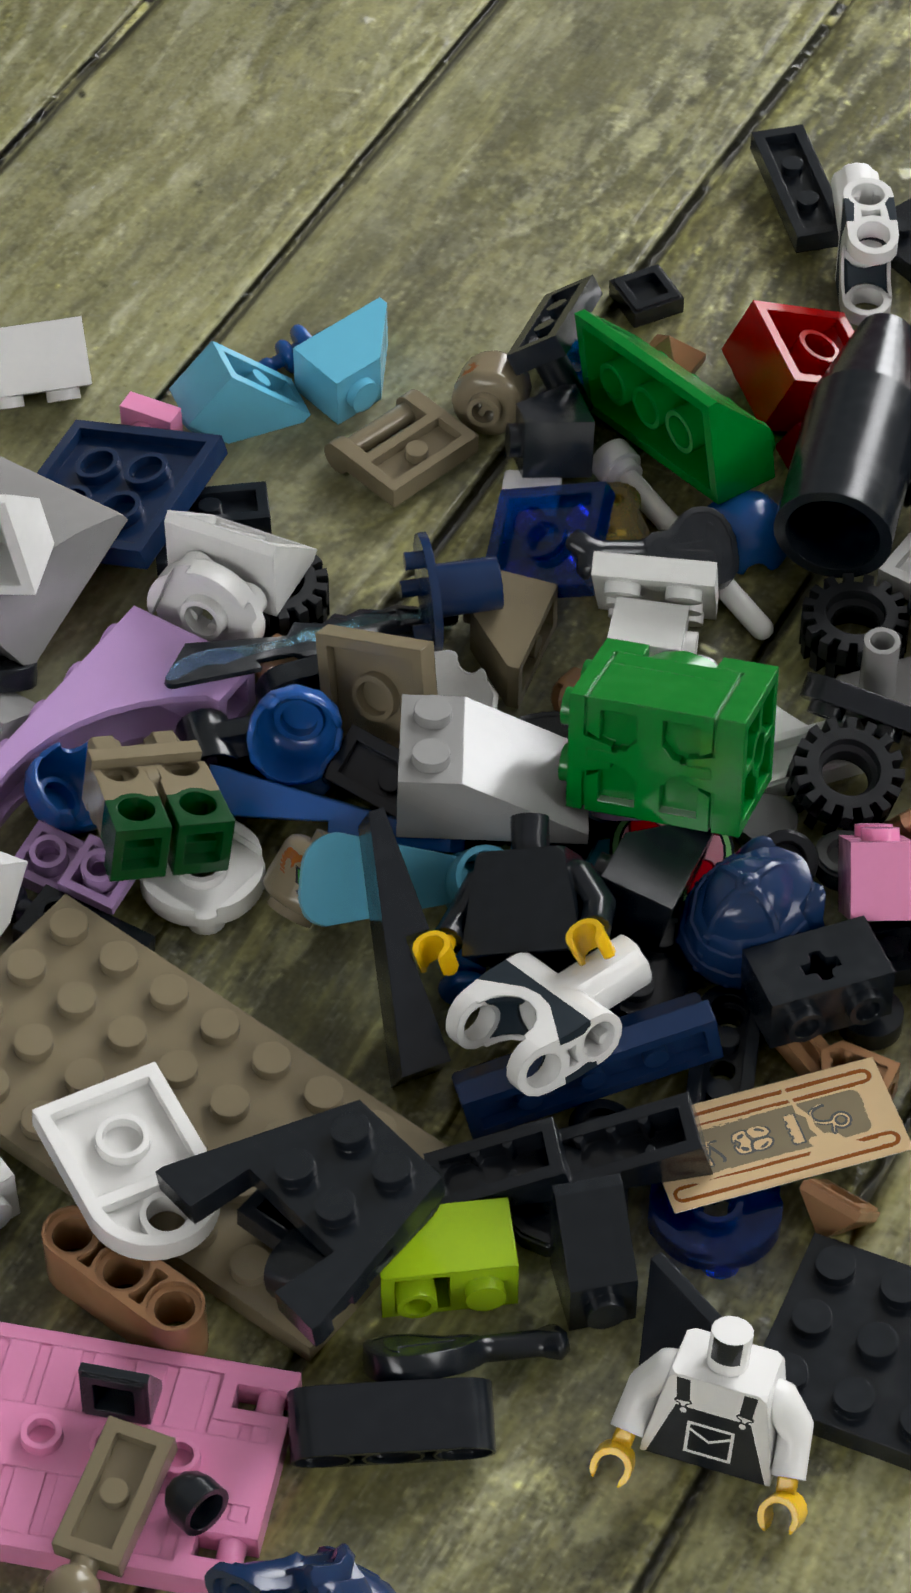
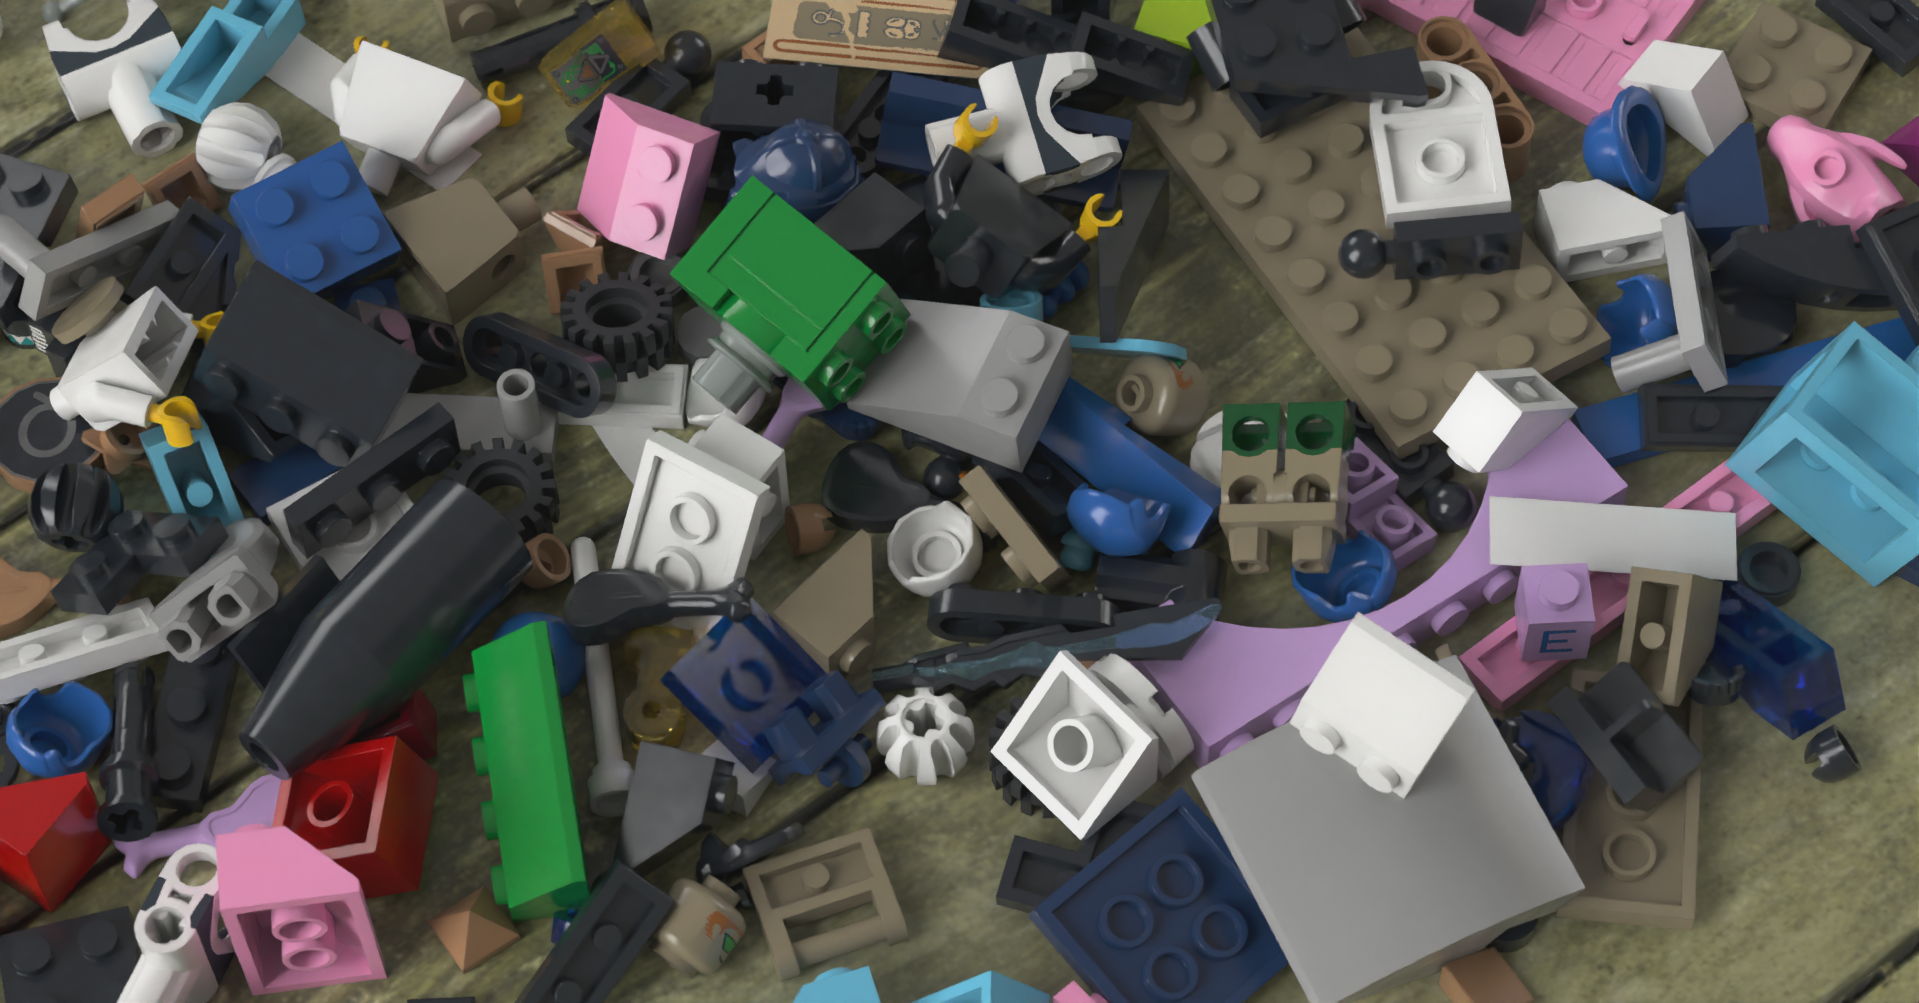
camera: 155 degrees left, 10 degrees up
(91, 1047) = (1436, 247): none -> black plate
(374, 563) = (925, 736): none -> white piece
(449, 588) = (893, 609): dark blue piece -> none
(467, 520) = (829, 741): none -> dark blue hips
(491, 447) = (719, 858): none -> black piece
(783, 589) = (549, 560): none -> medium nougat hinge
(785, 243) = (293, 913): none -> bright pink slope

